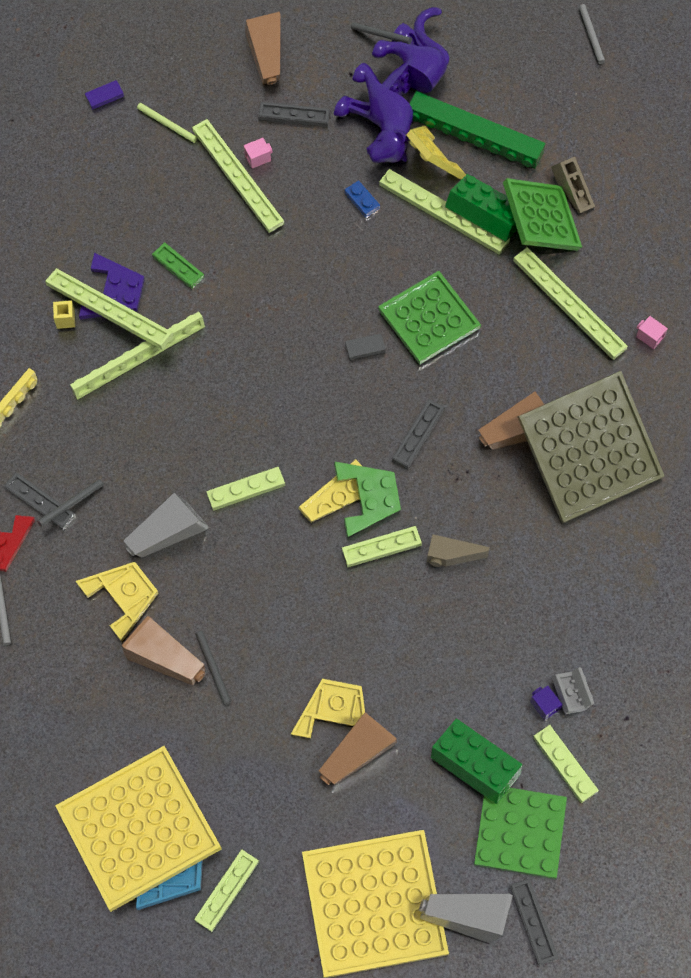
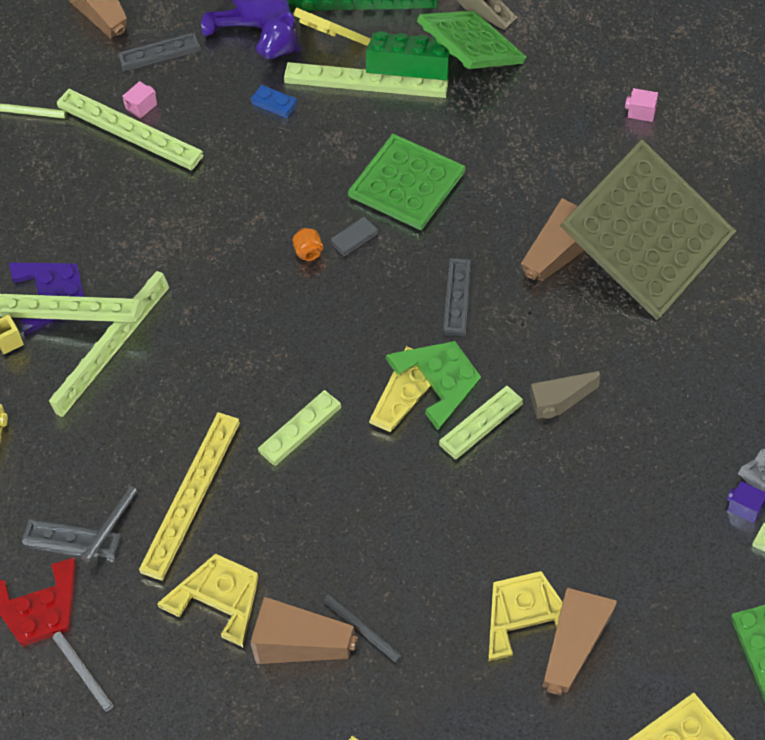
camera: 20 degrees left, 10 degrees down
(139, 506) = (189, 497): none -> light yellow plate
(165, 526) = (233, 500): light grey slope -> none
(178, 265) = (108, 239): bright green tile -> none
(324, 338) = (307, 244): none -> orange head
(476, 761) = (710, 592): green brick -> none
(570, 303) = (545, 111): yellowish green plate -> none

